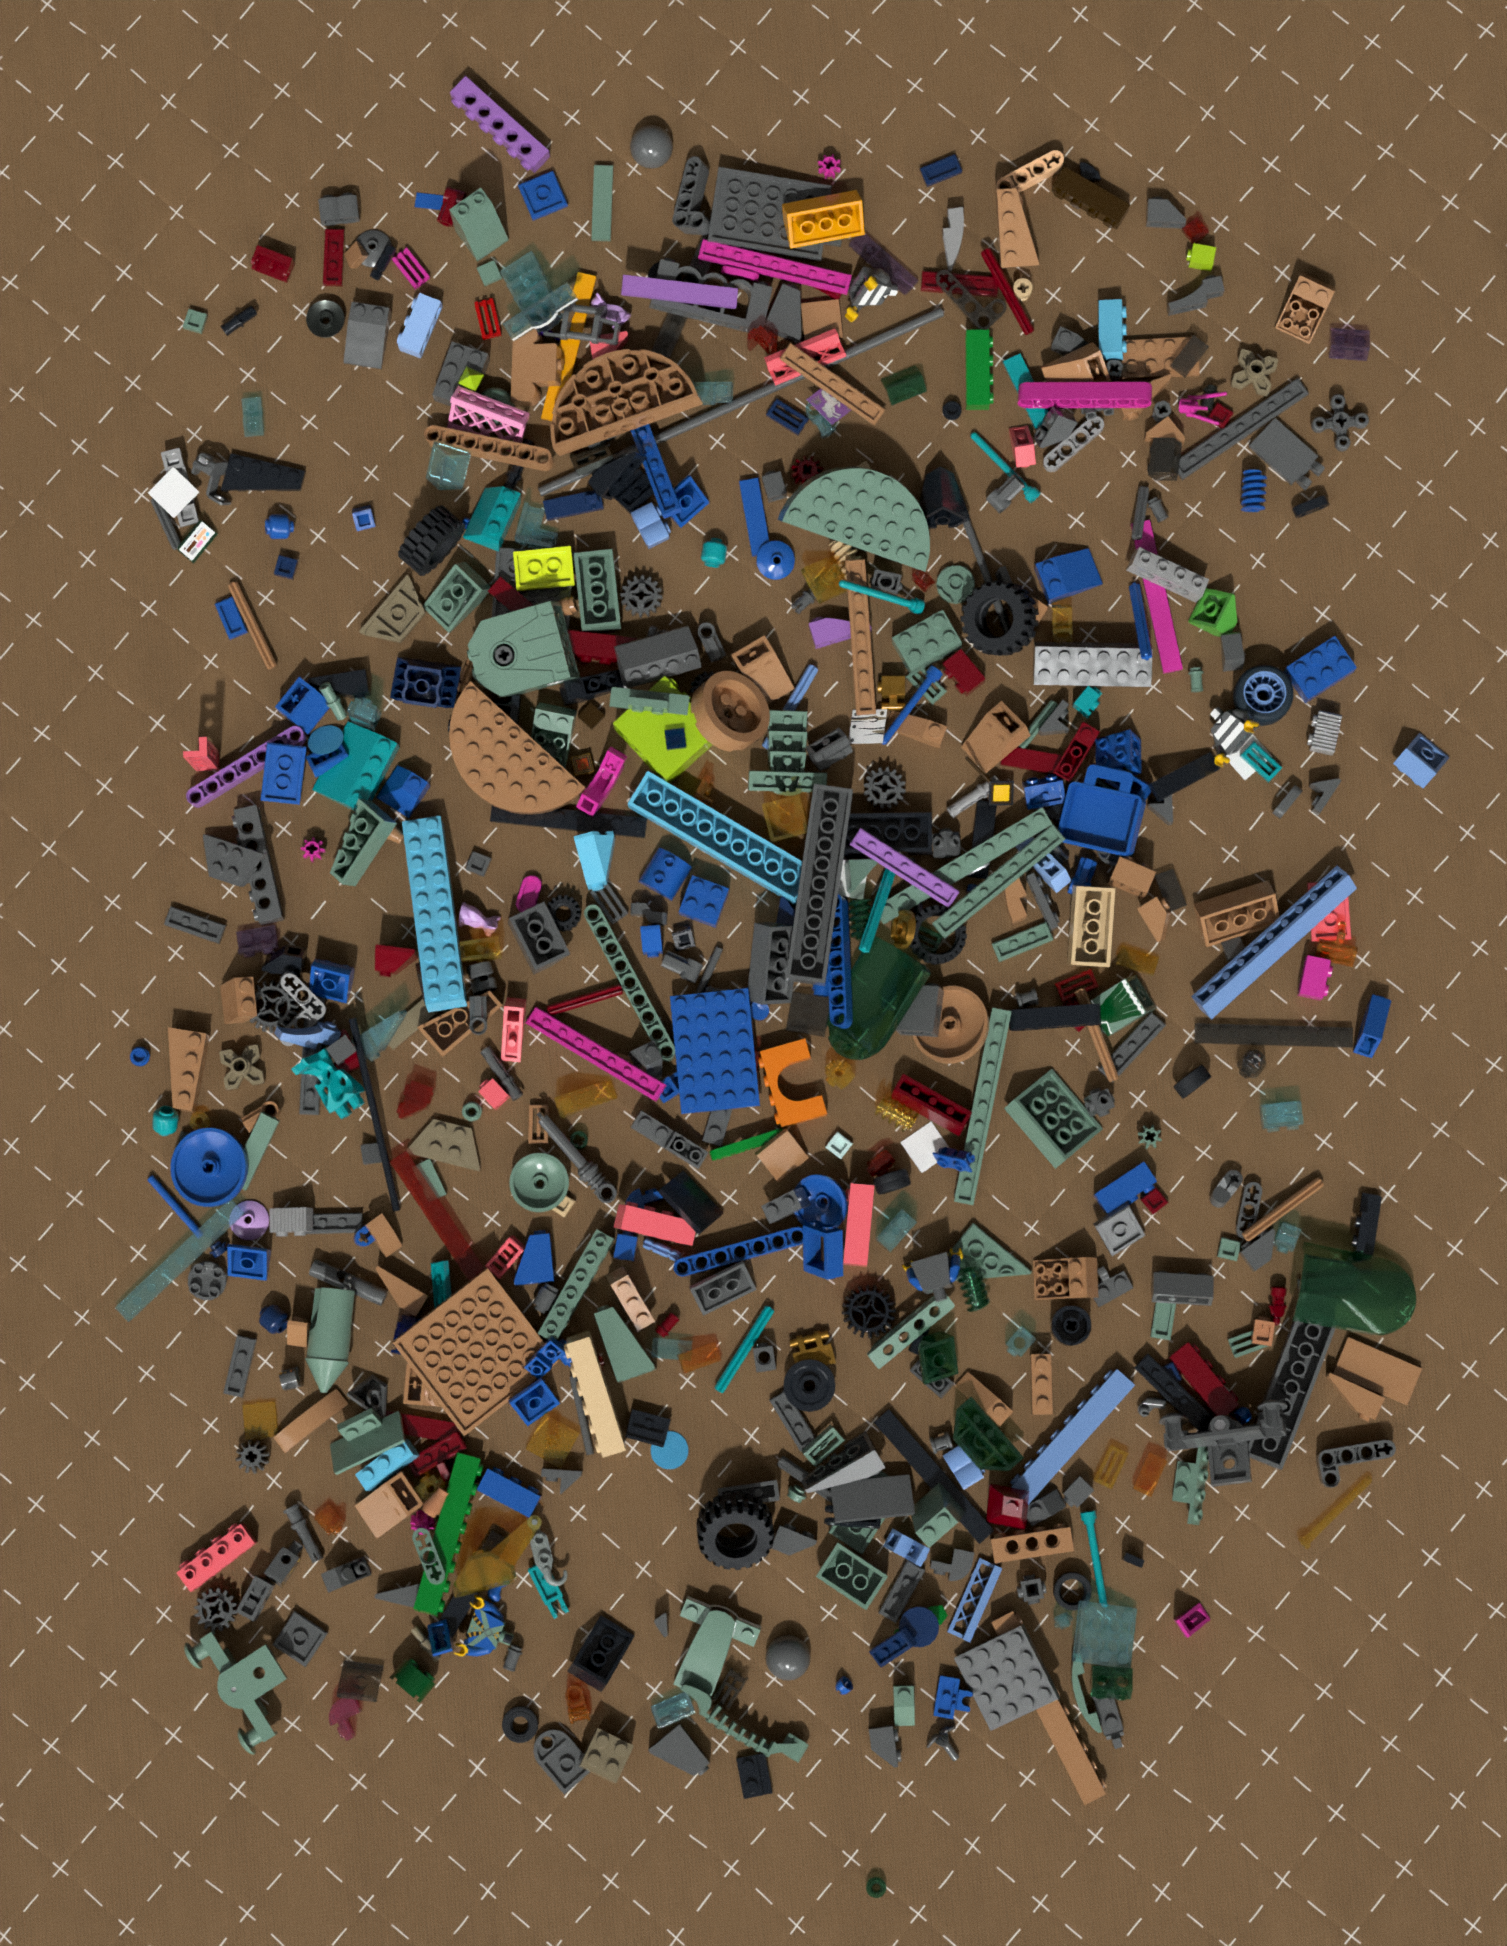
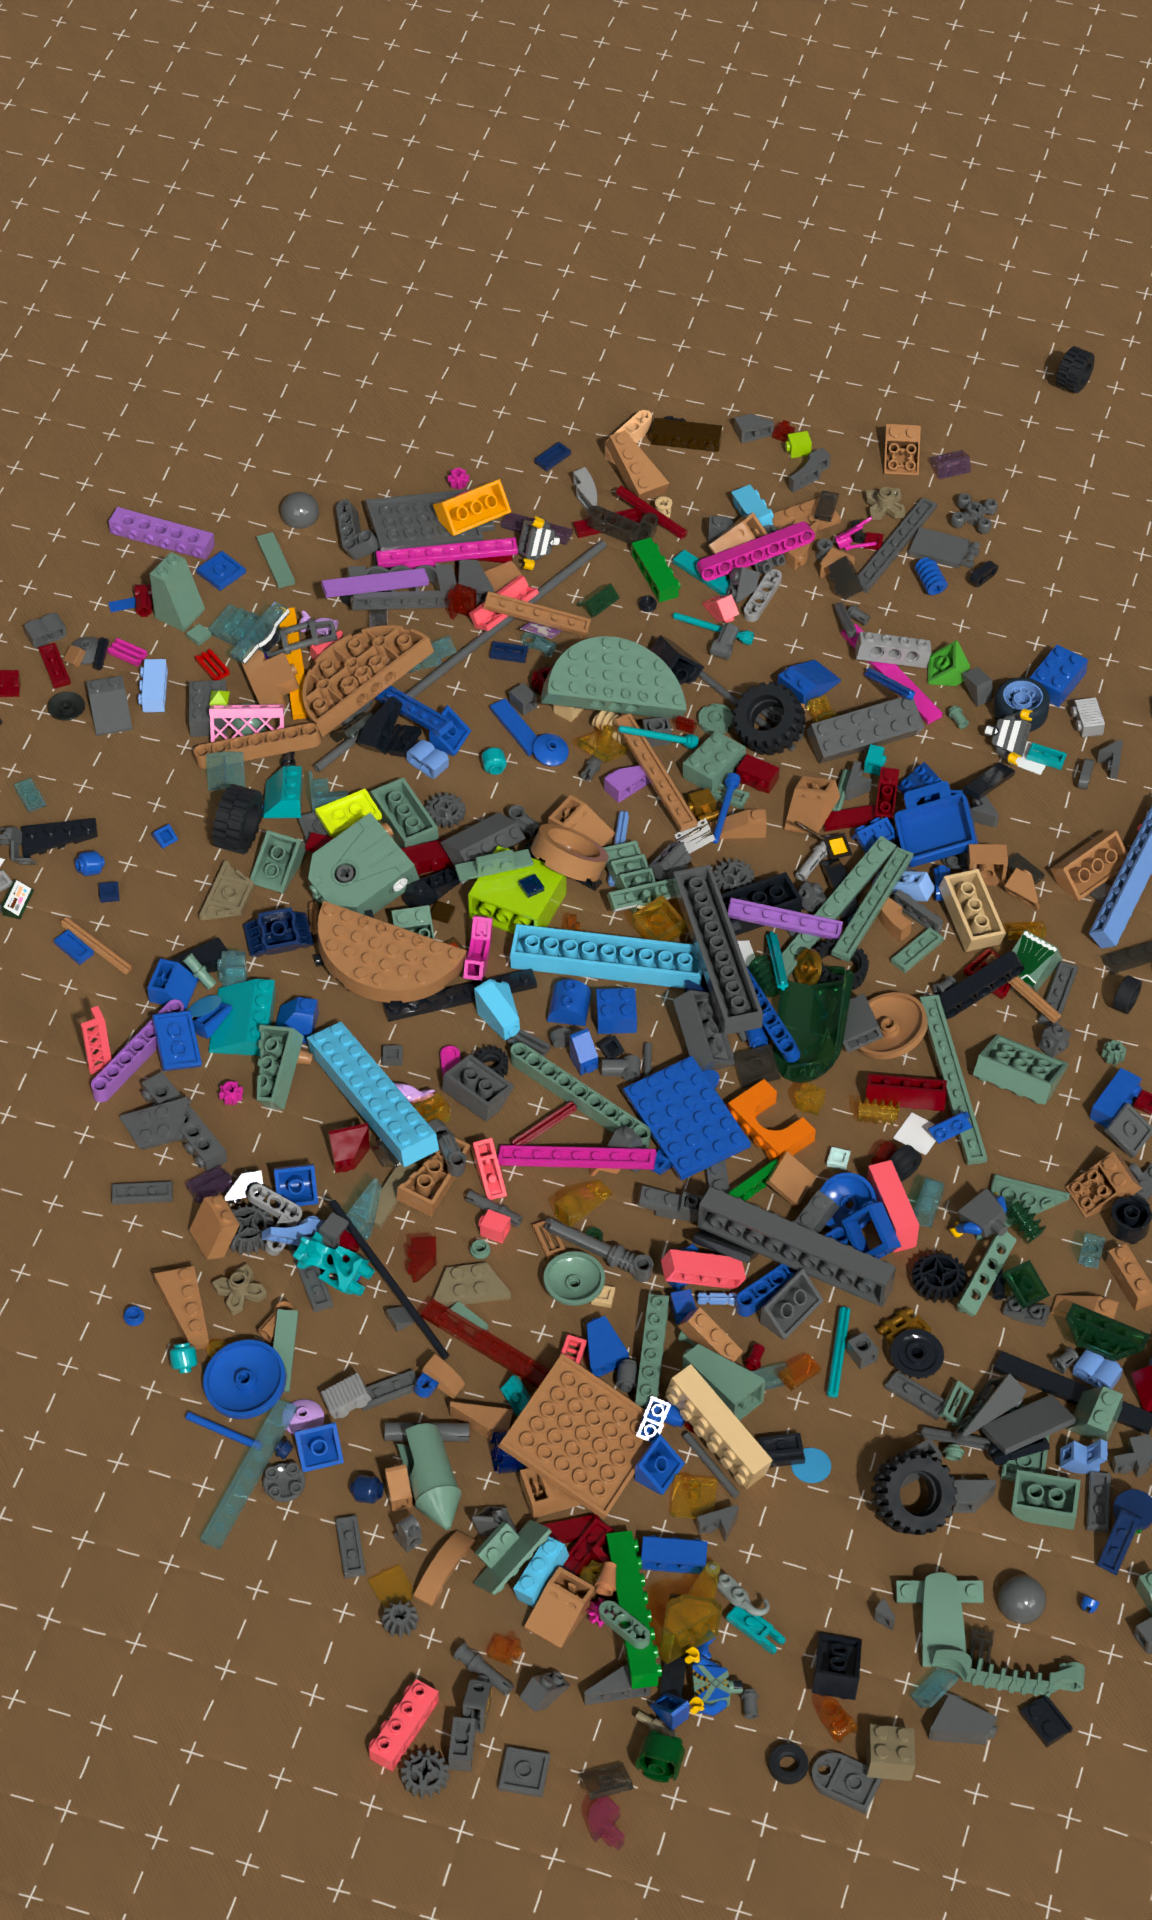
camera: 30 degrees left, 30 degrees down
(240, 1686) = (486, 1824): sand green piece -> none
(572, 505) = (351, 768): dark blue hinge -> none
(745, 1243) = (796, 1246): none -> dark grey brick
(856, 871) = (745, 938): sand green slope -> none

